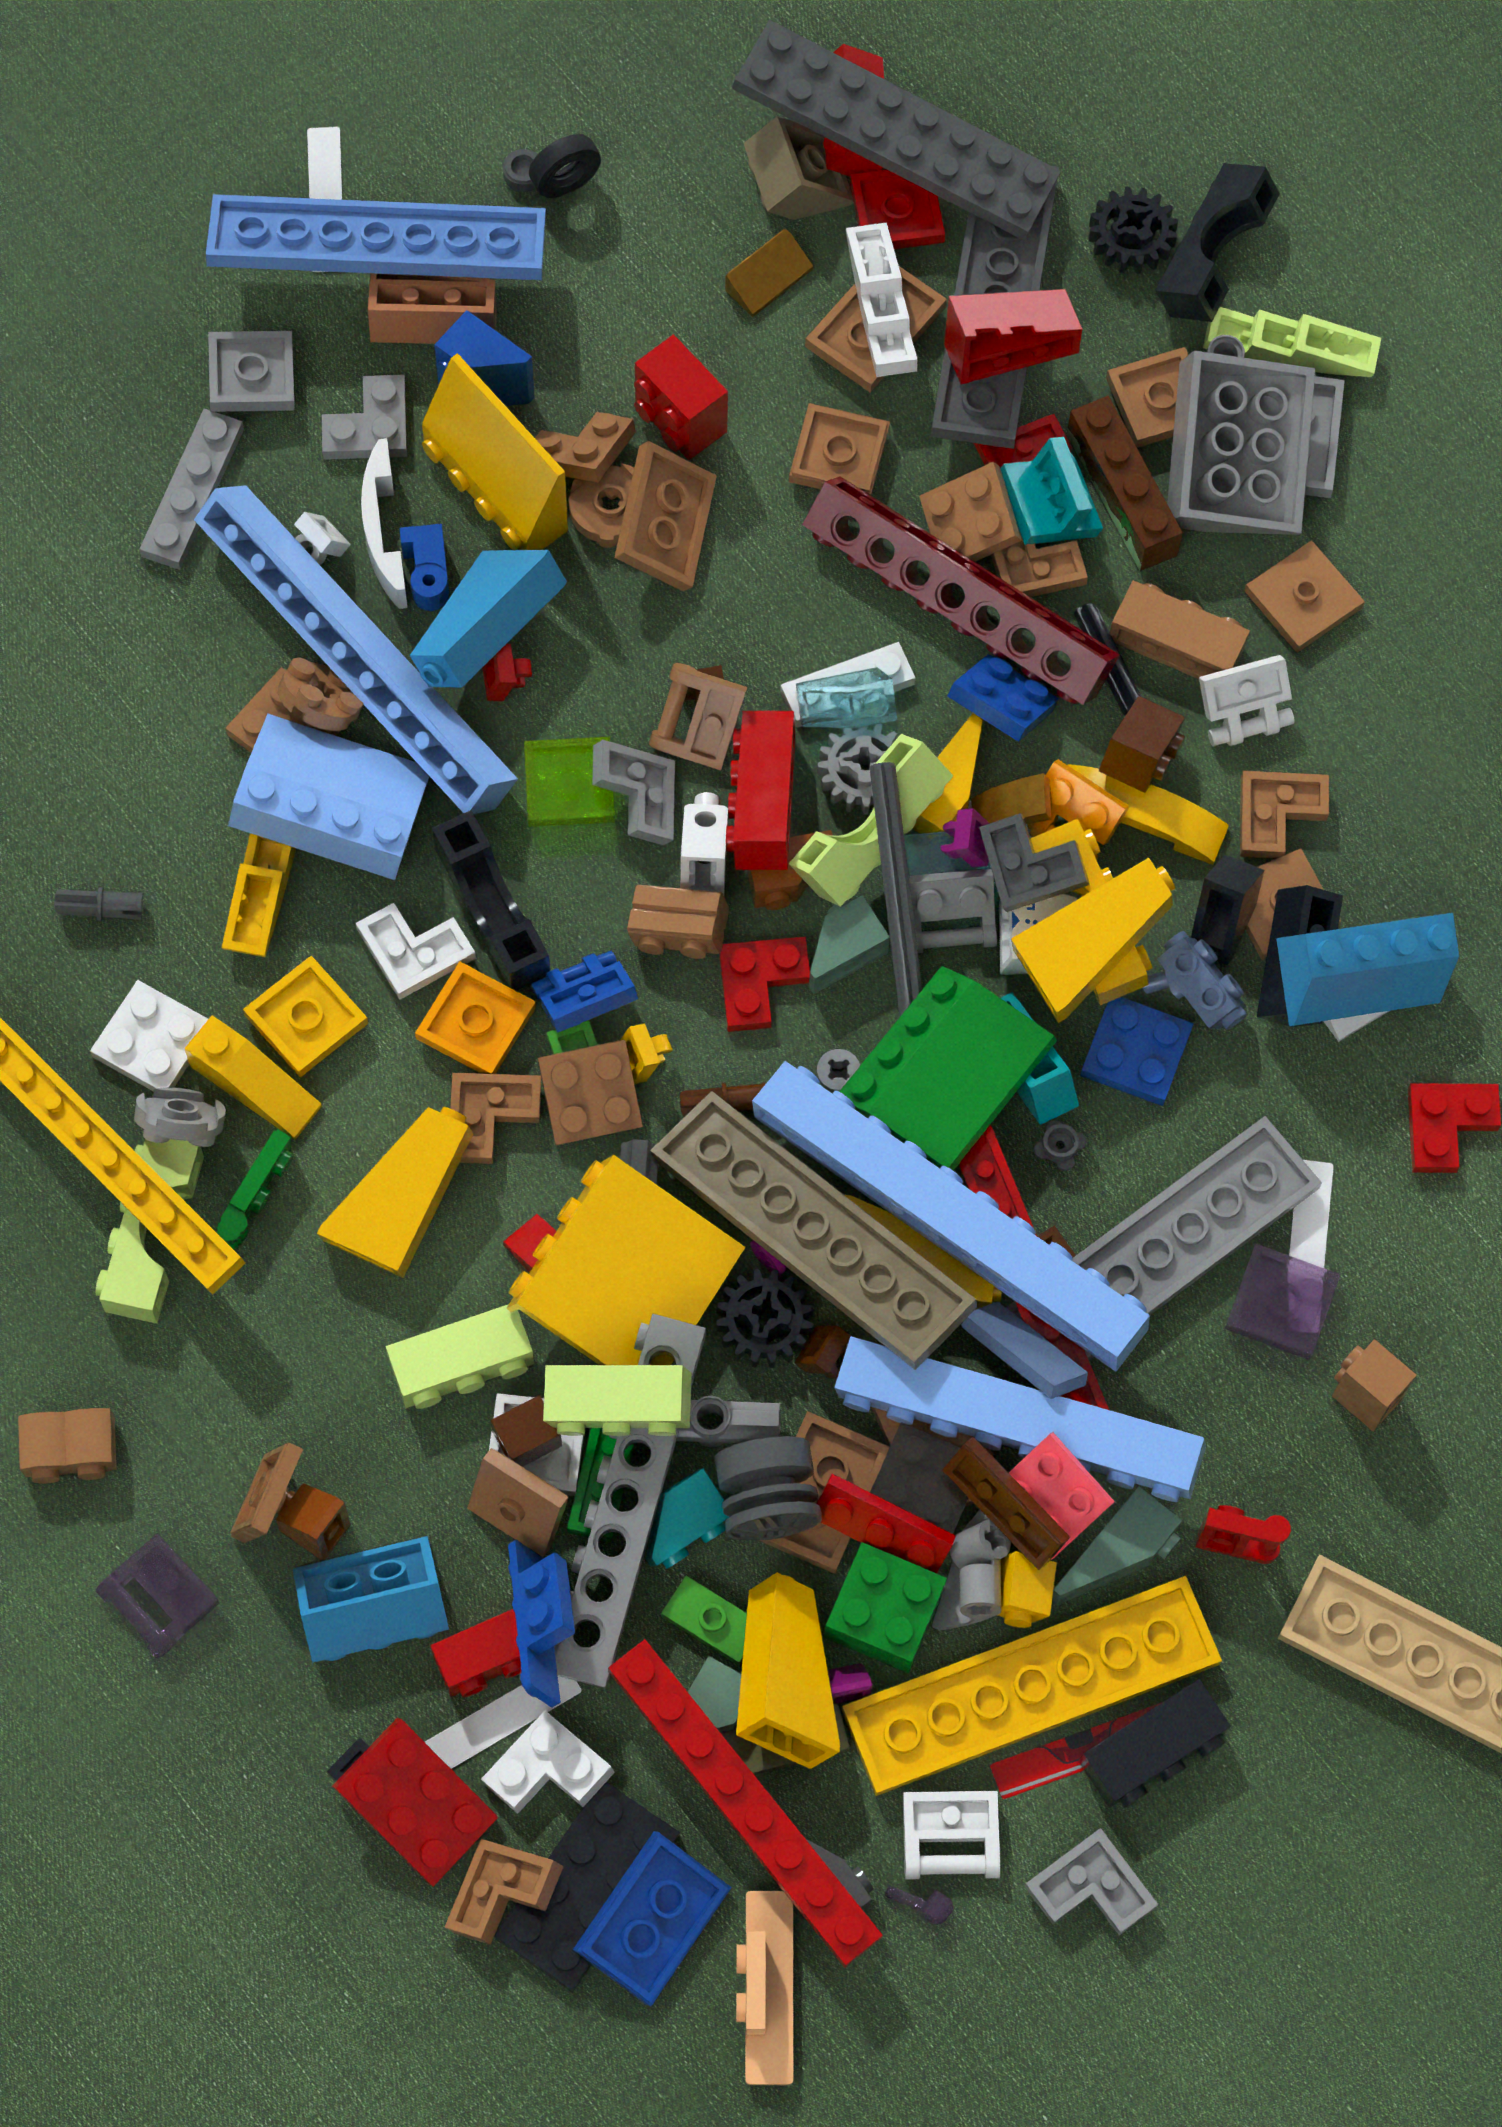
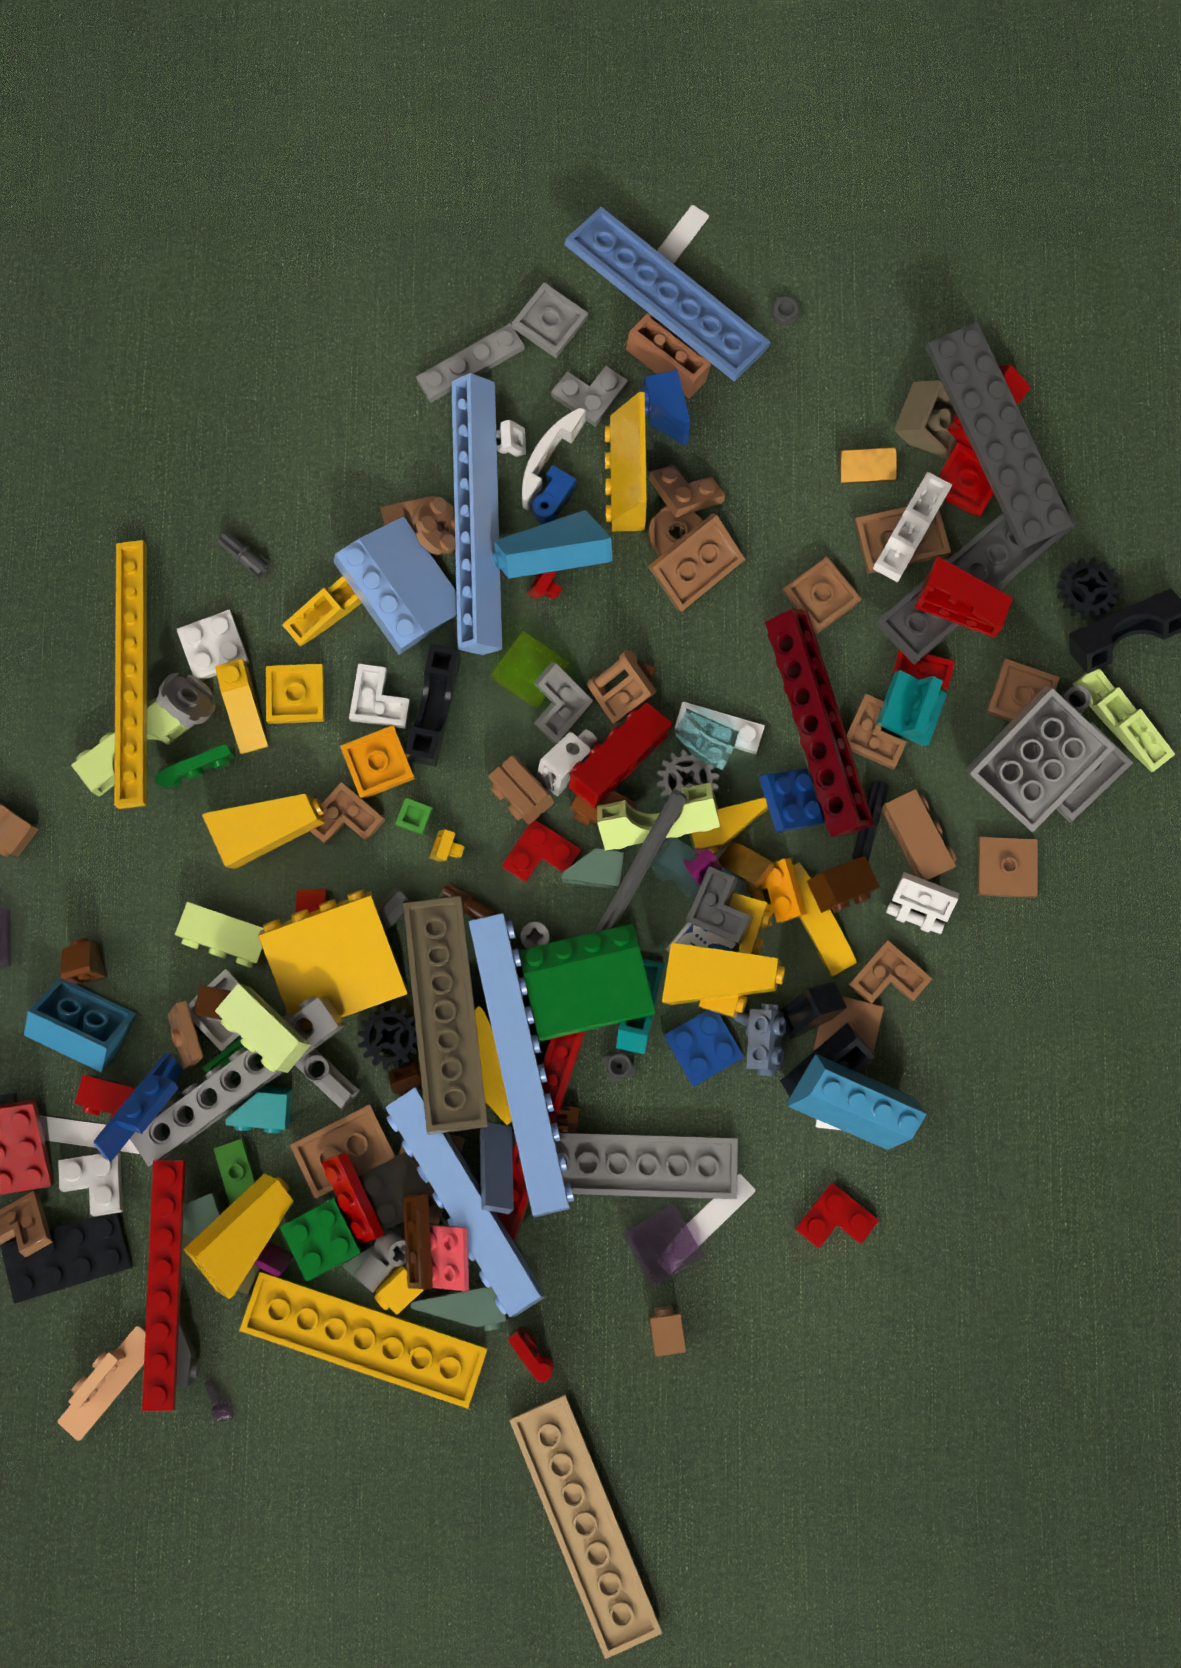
camera: 45 degrees right, 10 degrees up
(266, 1493) = (69, 931): medium nougat plate -> none
(546, 167) = (805, 324): black tyre -> none
(584, 990) = (448, 797): blue plate -> none
(590, 1092) = (401, 846): medium nougat plate -> none
(652, 1918) = (79, 1301): blue tile -> none
(680, 398) = (756, 502): red brick -> none
(767, 1488) = (305, 1134): dark grey wheel -> none
(951, 1818) = (266, 1374): white plate -> none
(954, 897) = (668, 888): light grey plate -> none
(972, 513) = (861, 685): medium nougat plate -> none
(1053, 1759) = (365, 1392): red sticker -> none
(1097, 1872) = (314, 1462): light grey plate -> none
(1124, 483) = (960, 729): reddish brown brick -> none
(1155, 1745) = (397, 1423): black brick -> none

